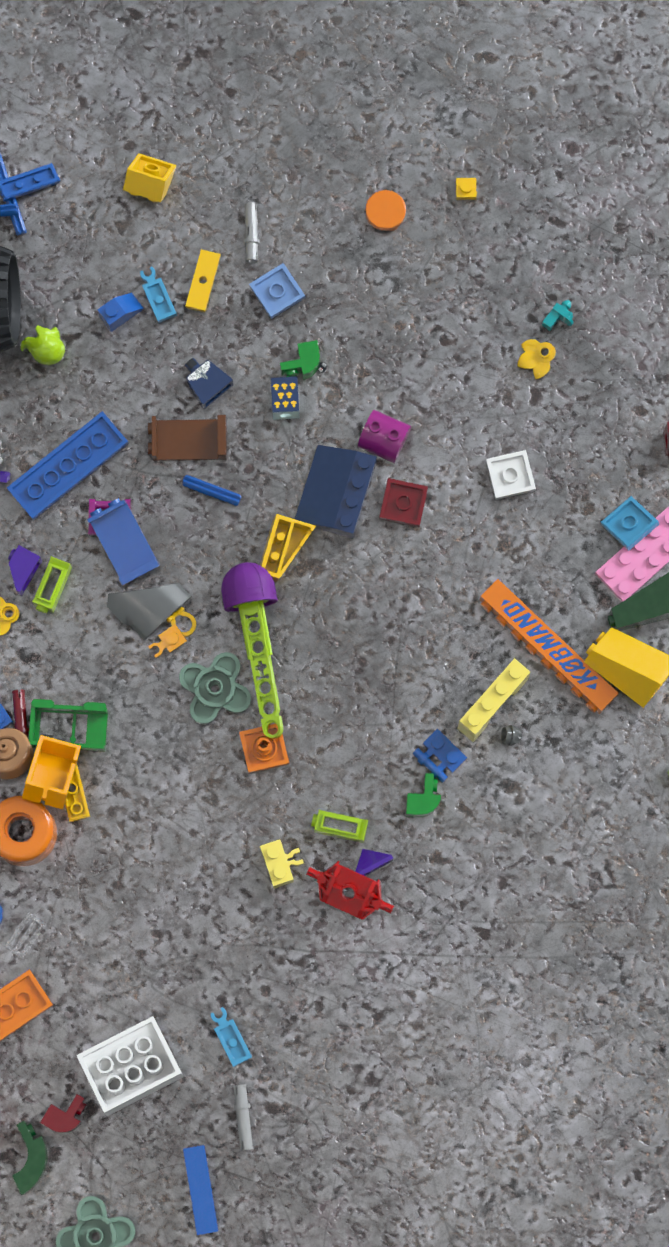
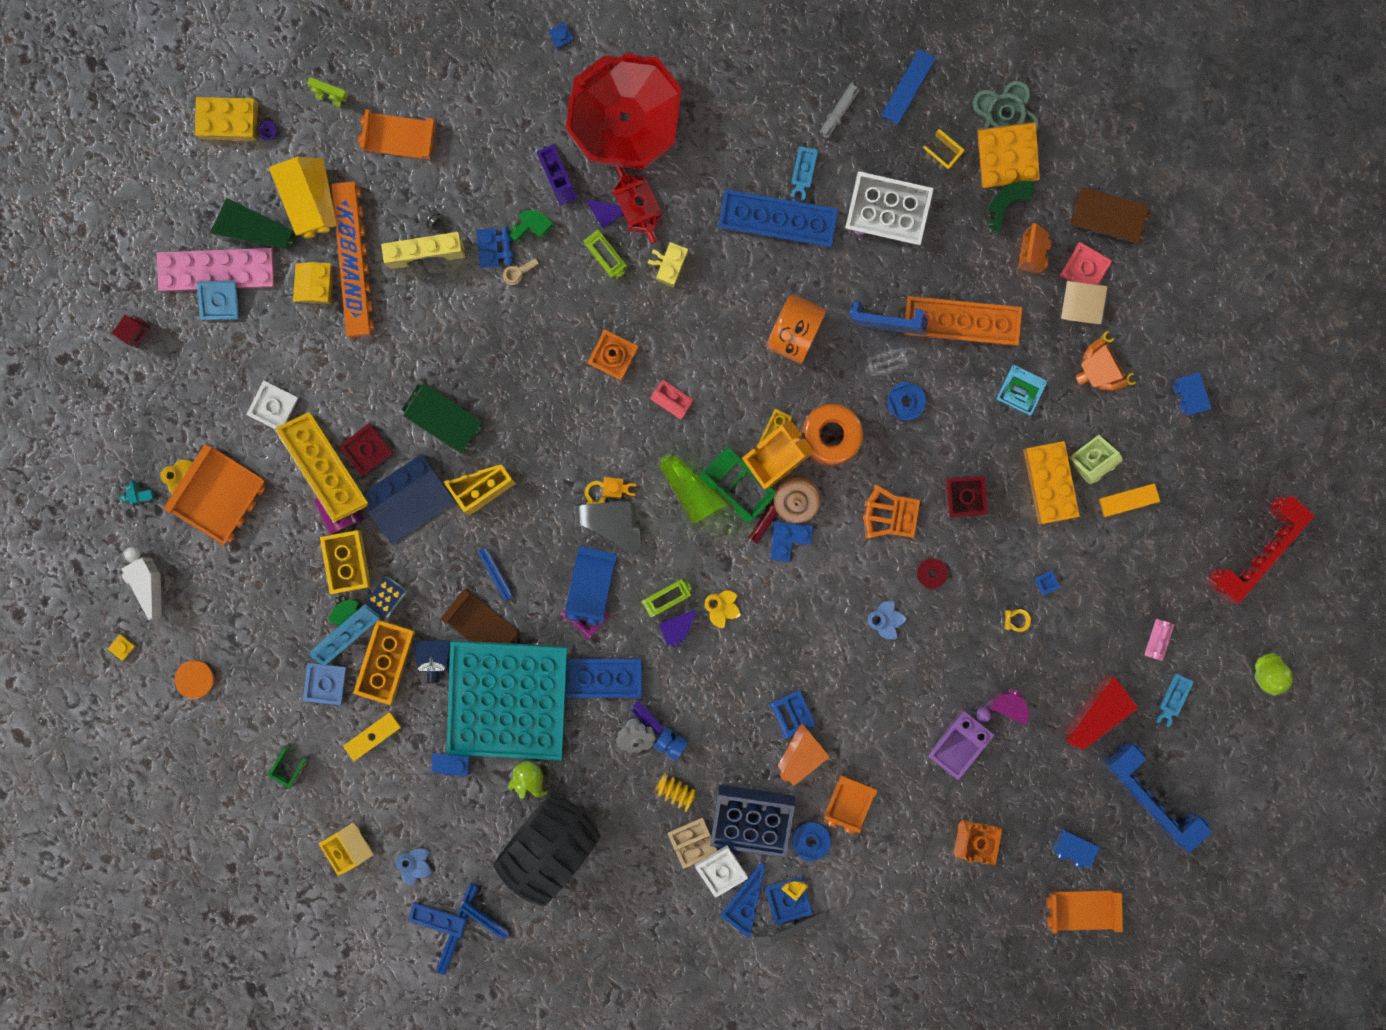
camera: 140 degrees left, 10 degrees up
(21, 980) = (915, 326): none -> blue panel
(63, 1201) = (1008, 154): none -> light orange plate
(64, 1121) = (964, 209): dark red brick -> none
(80, 209) = (416, 867): none -> medium blue plate
(97, 684) = (693, 494): none -> clear neon green slope
(107, 1155) = (950, 144): none -> yellow piece
(116, 395) = (506, 700): none -> teal plate
(124, 893) = (795, 328): none -> orange piece
(158, 297) = (415, 751): dark azure plate -> none
(183, 753) = (671, 399): none -> coral slope
(219, 979) = (778, 218): none -> blue plate
(221, 673) = (606, 412): sand green plant -> none
(242, 345) = (384, 662): none -> light orange brick
(248, 590) = (530, 474): piece -> none
(251, 241) = (311, 738): light grey pin -> none
(255, 188) = (281, 779): none -> green piece
(291, 338) = (344, 635): none -> dark azure plate
(341, 398) = (345, 562): none -> yellow brick
(364, 577) = (441, 417): none -> dark green slope
(404, 745) = (513, 274): none -> tan plate
(417, 924) = (624, 86): none -> red windscreen
(426, 455) = (321, 467): none -> yellow plate
(438, 859) = (556, 175): none -> dark purple slope
(490, 251) = (144, 581): none -> white slope
(494, 367) = (215, 494): none -> orange panel
(536, 982) = (560, 35): none -> blue plate
(563, 601) = (313, 283): none -> yellow slope
(601, 782) = (397, 135): none -> orange panel

